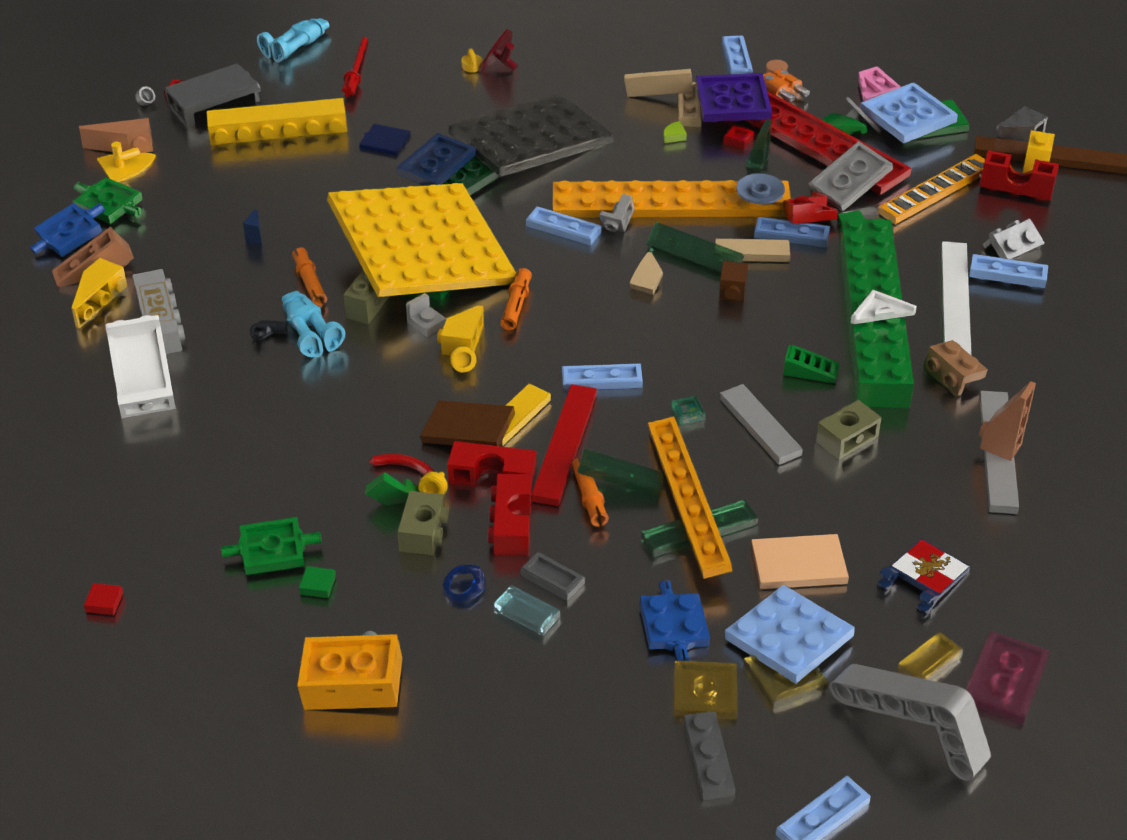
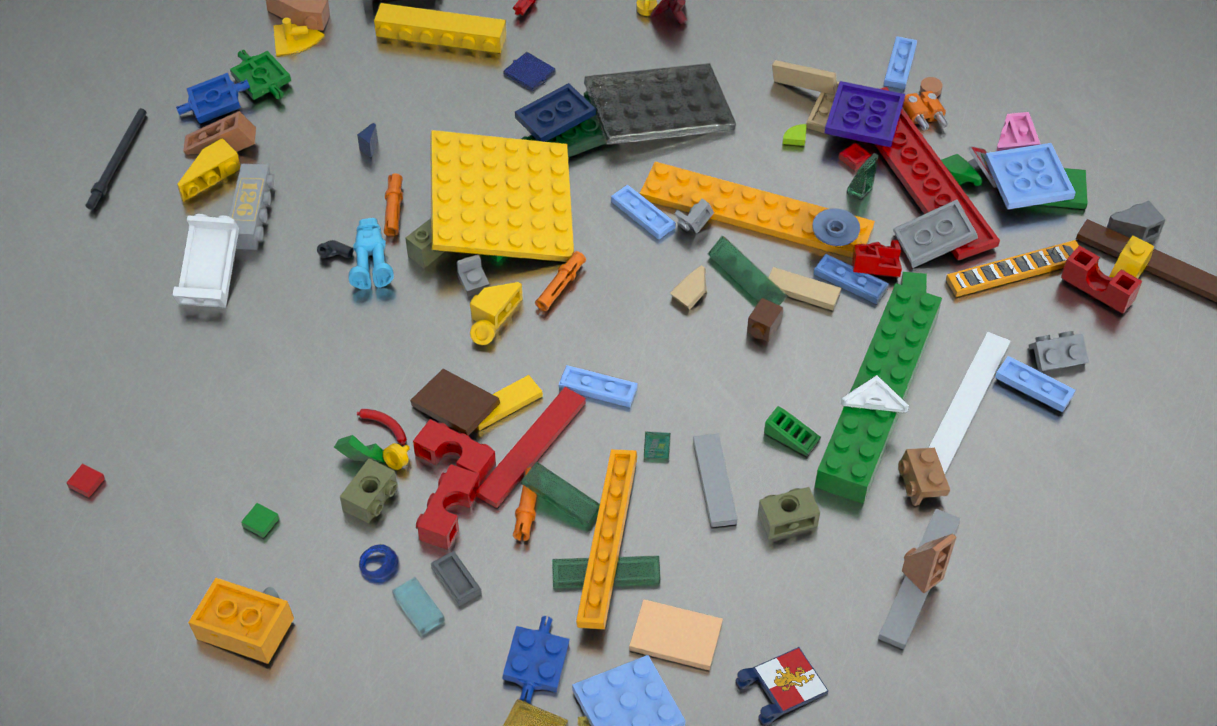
camera: 20 degrees right, 10 degrees up
(271, 545) = (237, 473): green plate -> none

